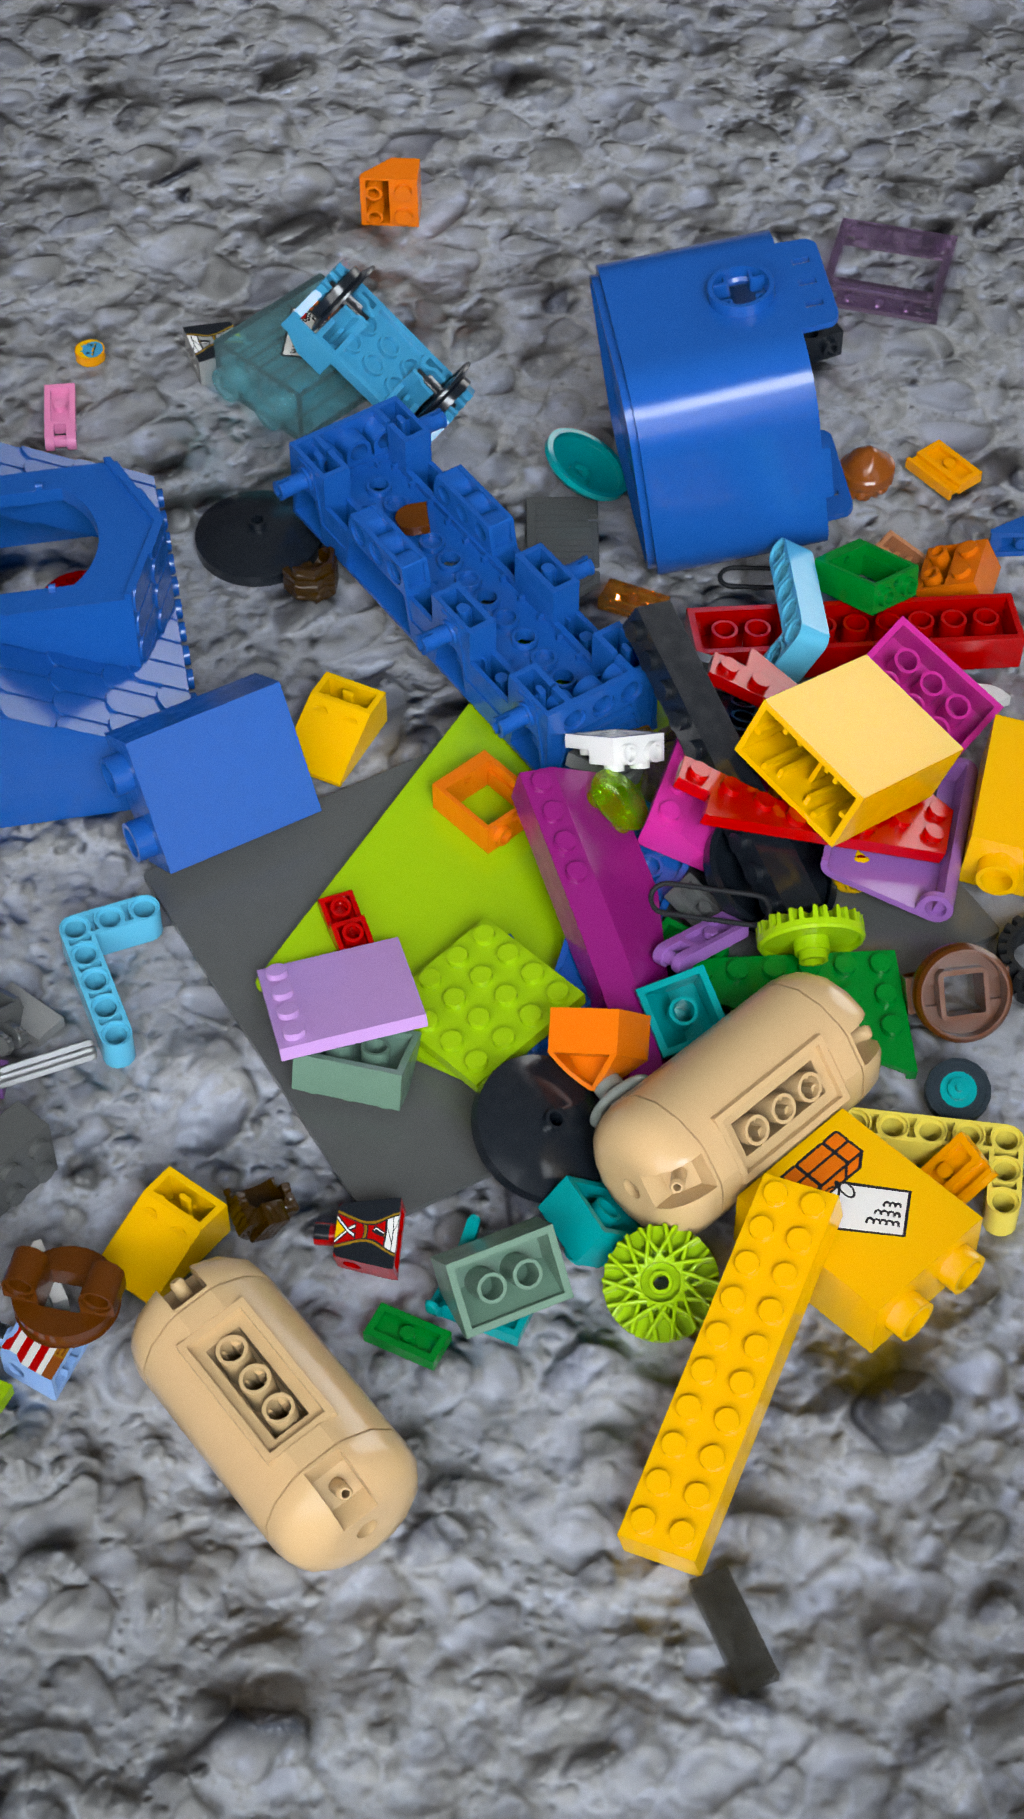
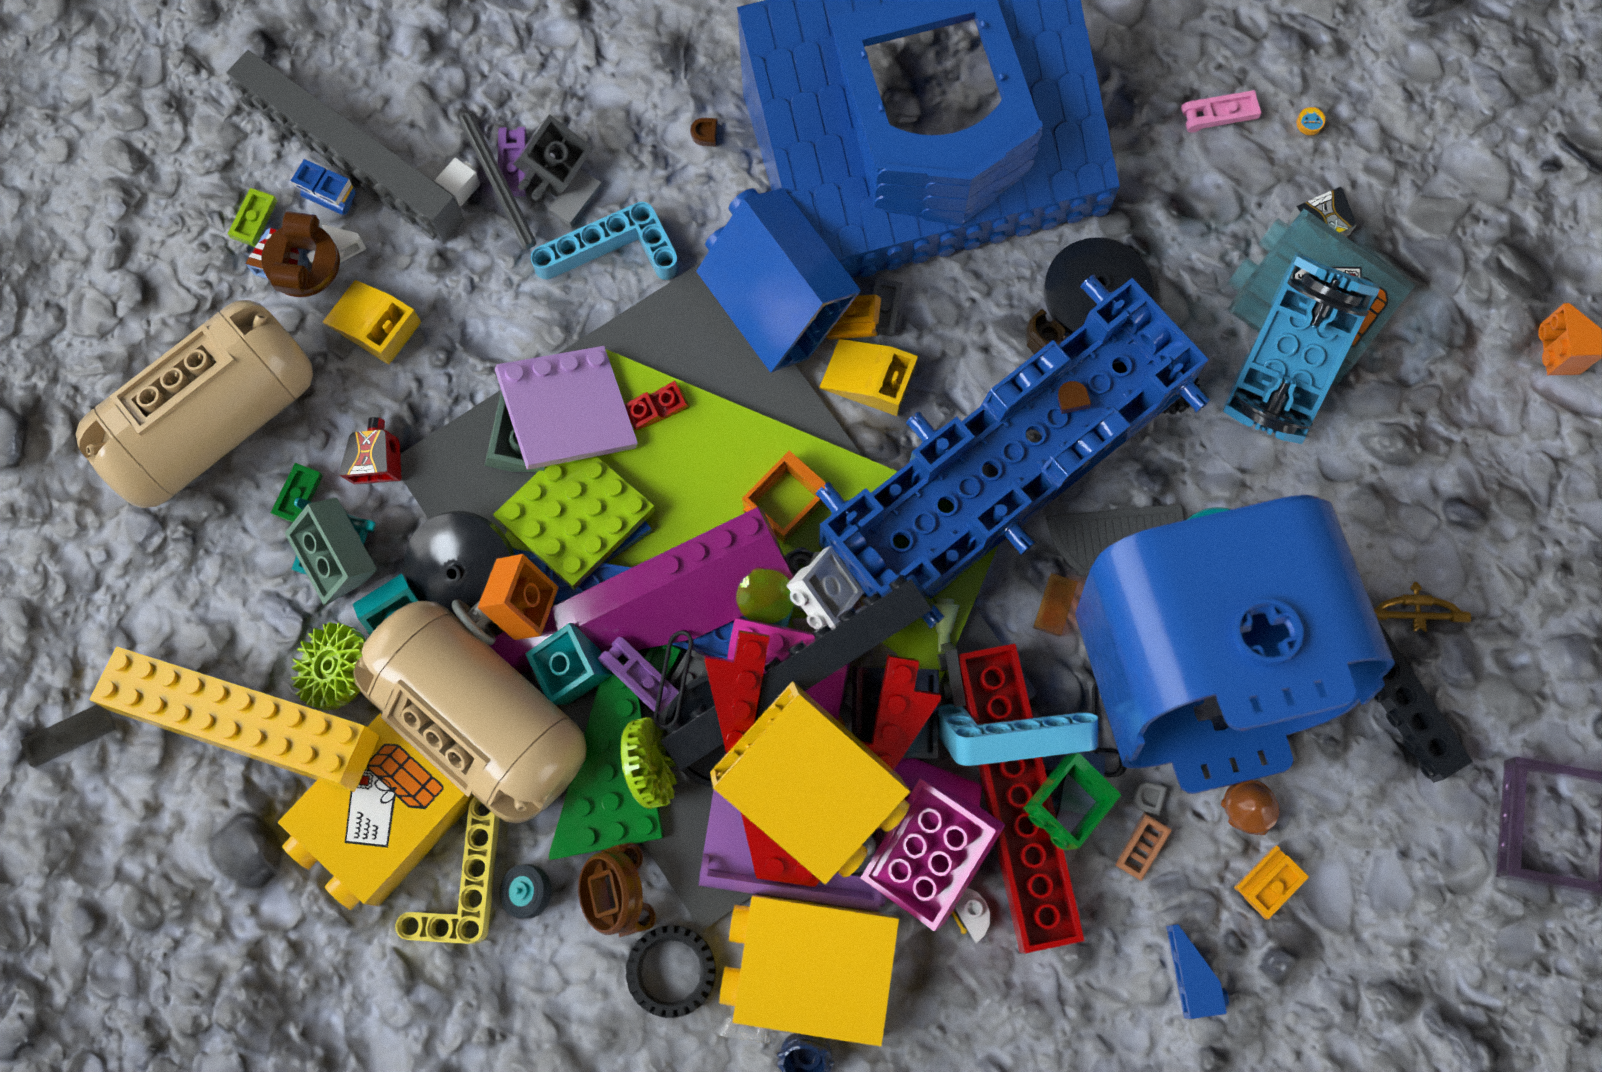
camera: 85 degrees right, 25 degrees up
(261, 1210) = (394, 377): dark brown hair -> none
(959, 570) = (1119, 895): orange slope -> none
(960, 1168) = (434, 885): light orange plate -> none

